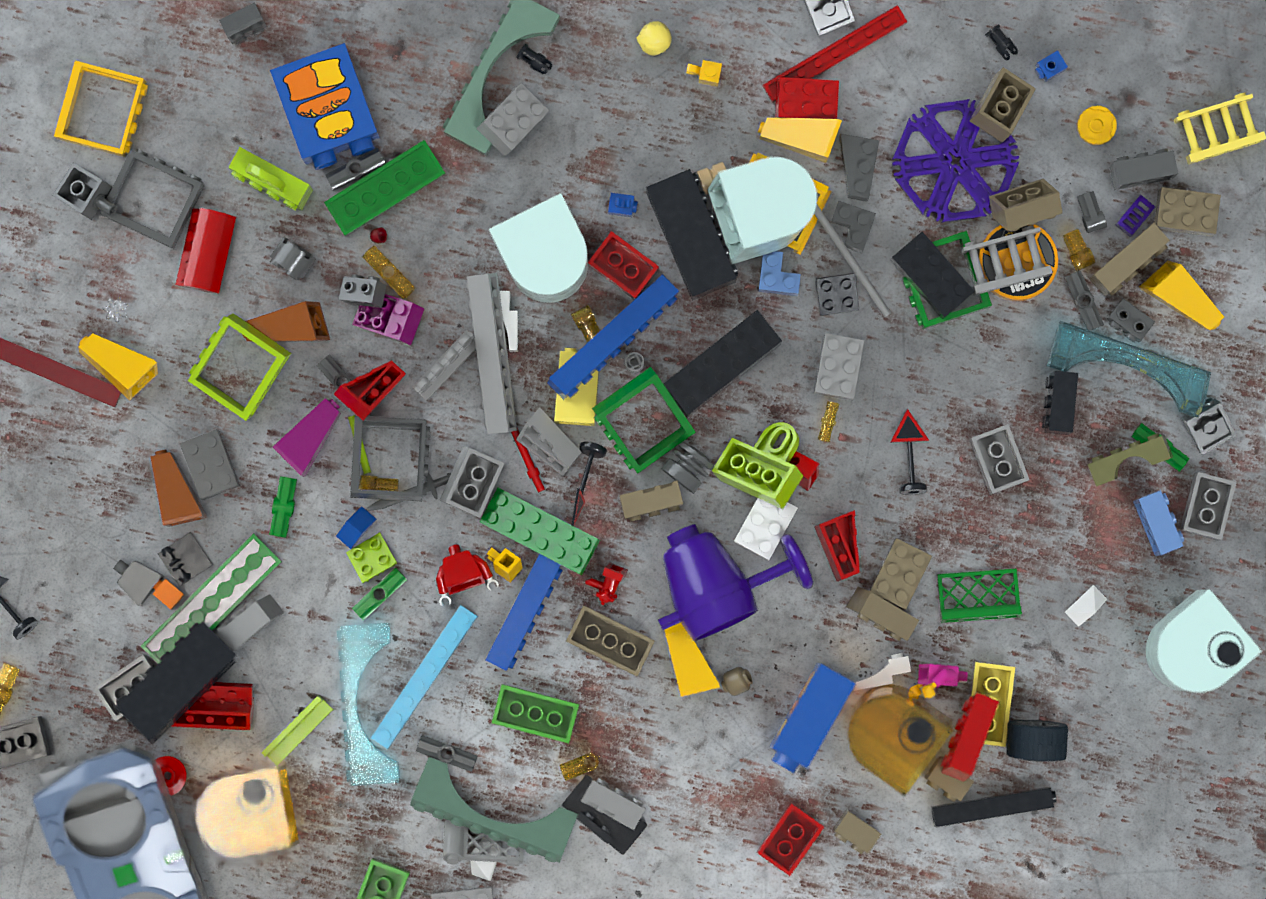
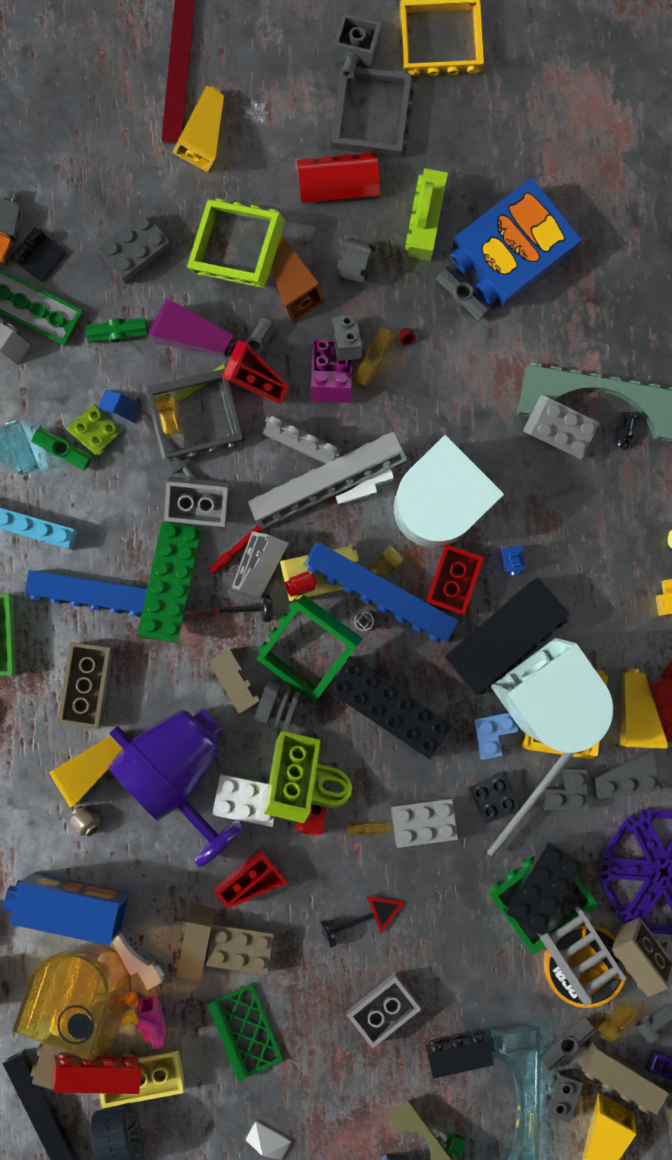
camera: 65 degrees right, 0 degrees up
(175, 495) = (98, 221): dark orange slope -> none
(243, 24) = (567, 141): dark grey slope -> none
(384, 188) = (454, 327): green plate -> none
(461, 572) = (106, 520): red torso -> none
(505, 564) = (128, 559): yellow brick -> none
(582, 407) = (301, 584): none -> red brick
(613, 576) = (148, 668): red piece -> none
(706, 175) = (568, 633): tan wheel -> none

